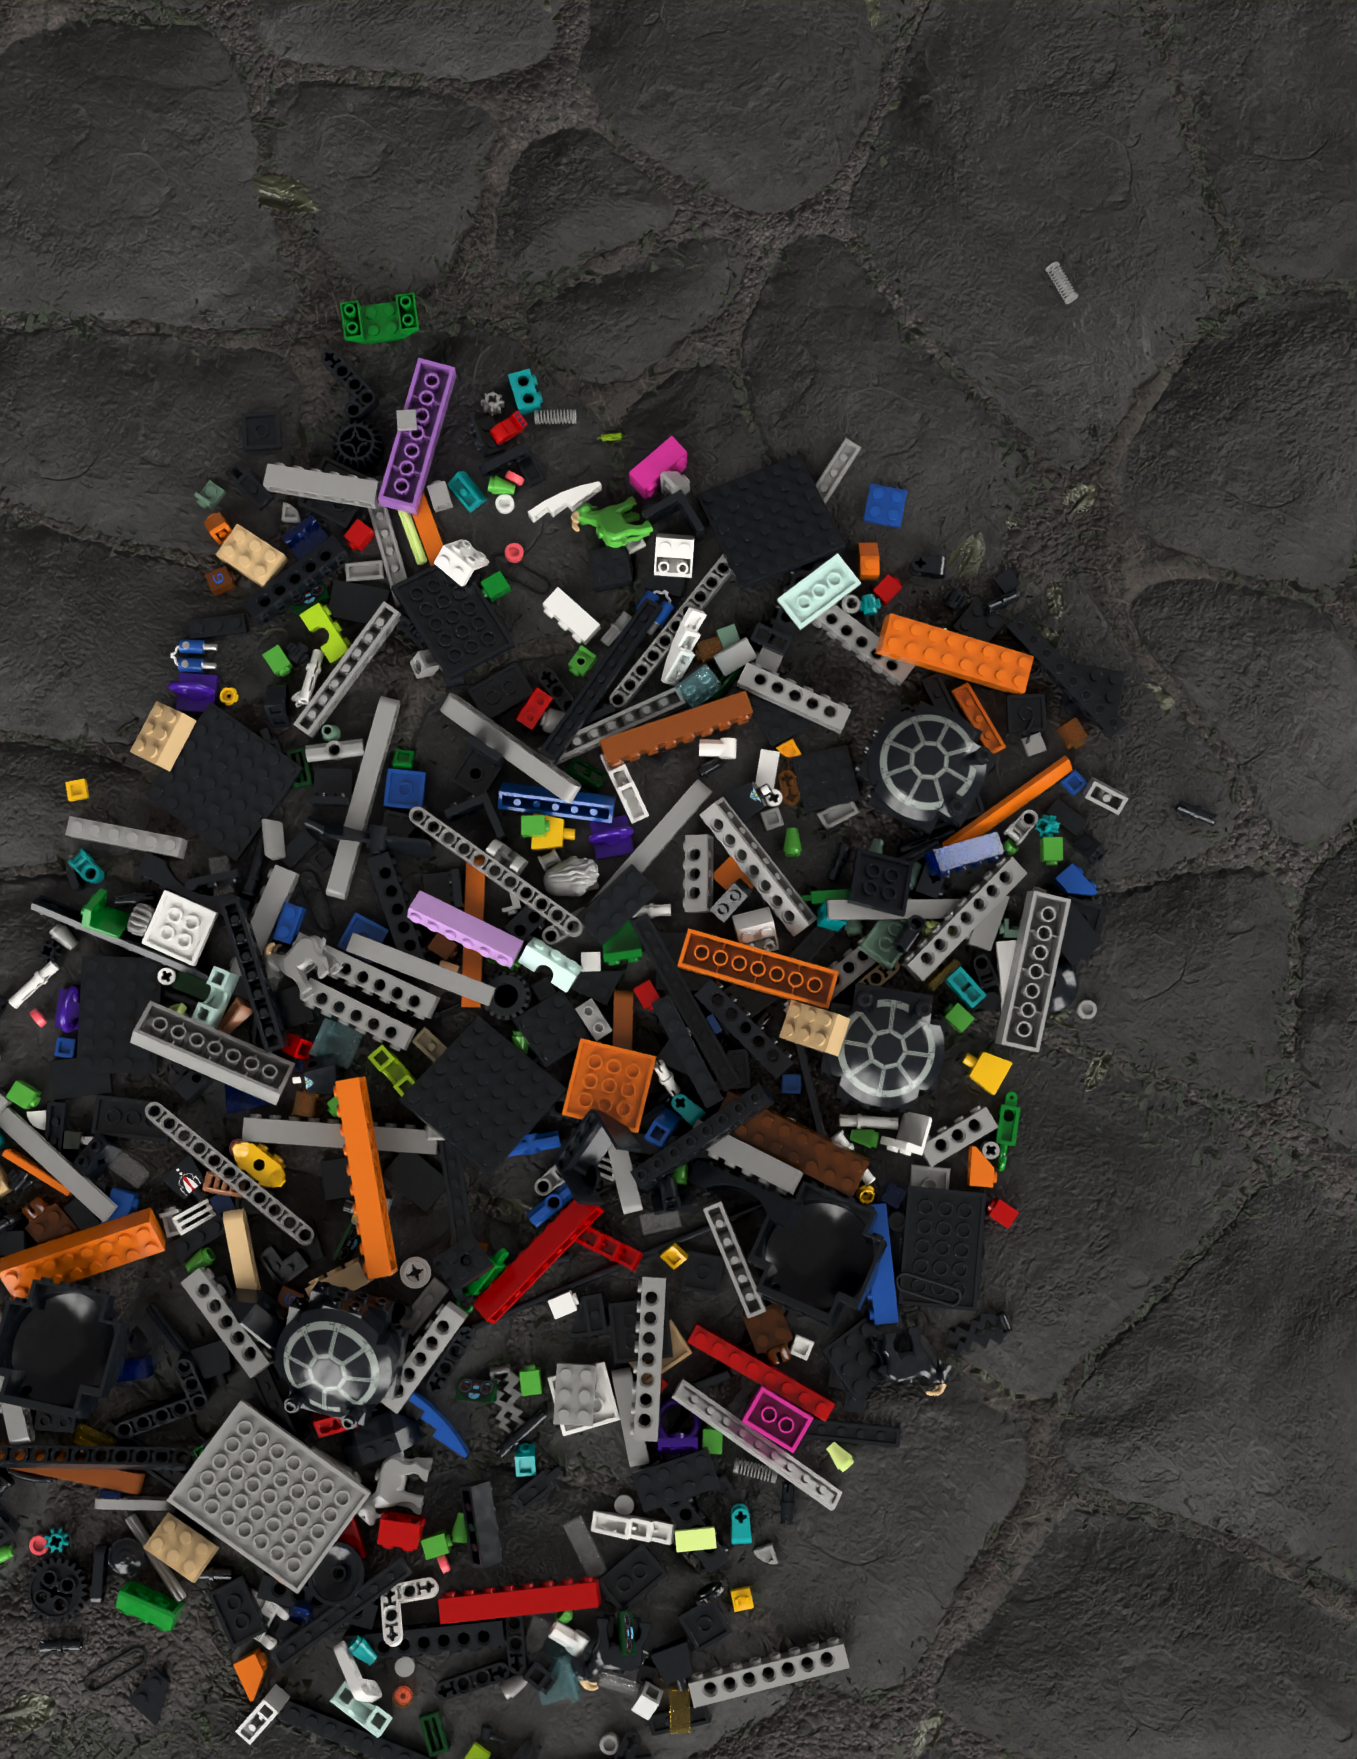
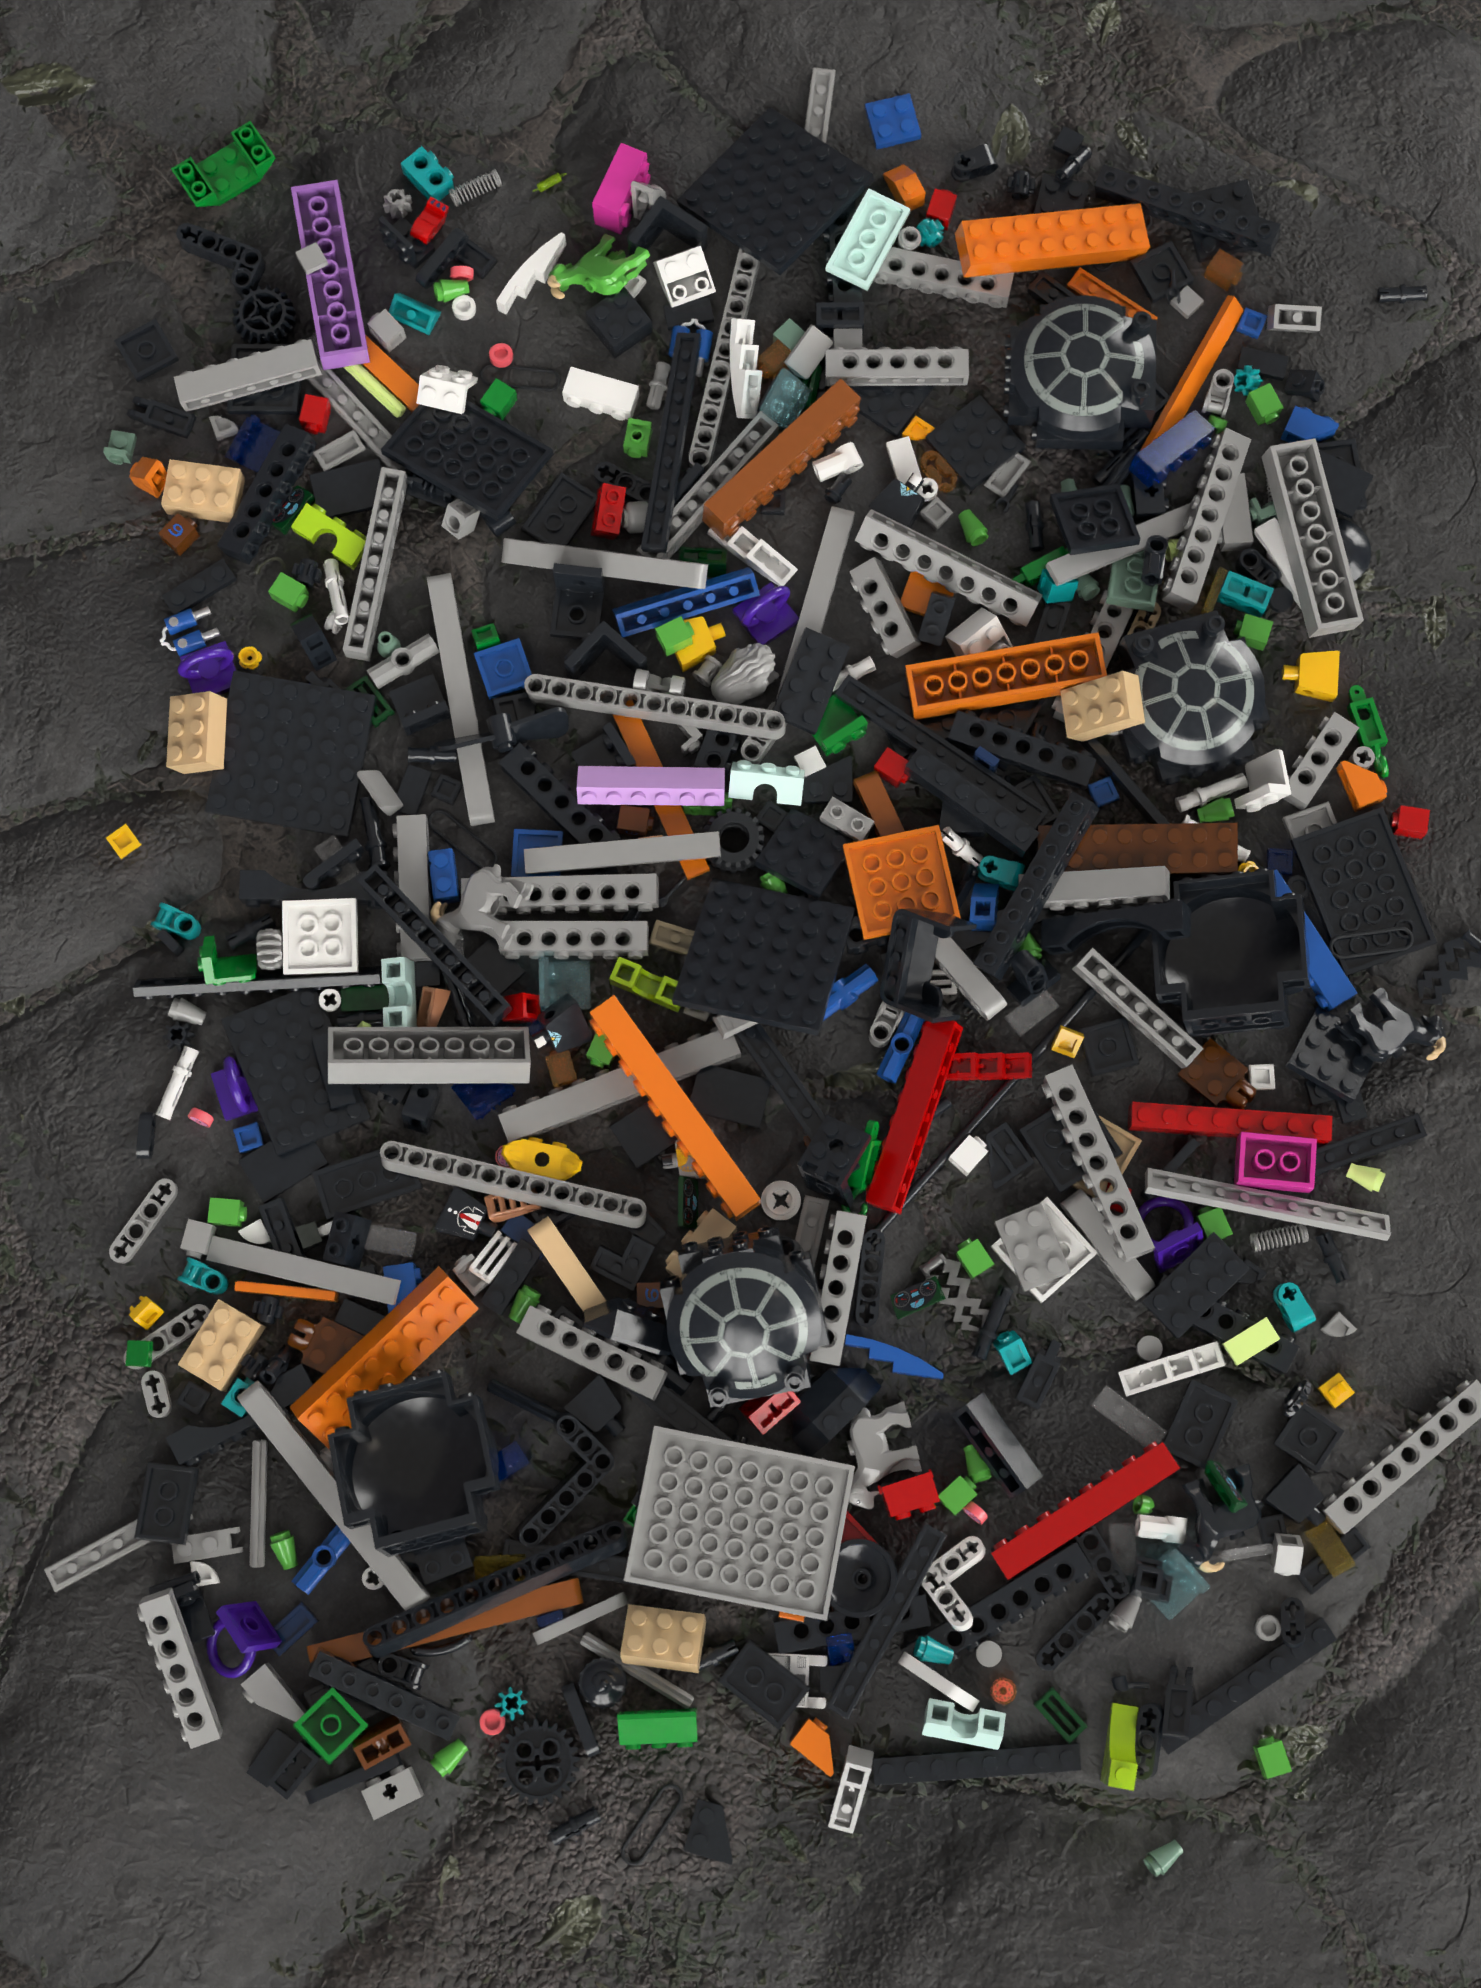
camera: 25 degrees left, 5 degrees down
(126, 837) = (207, 867): light grey brick -> none
(1086, 1009) = (1390, 559): light grey tile -> none

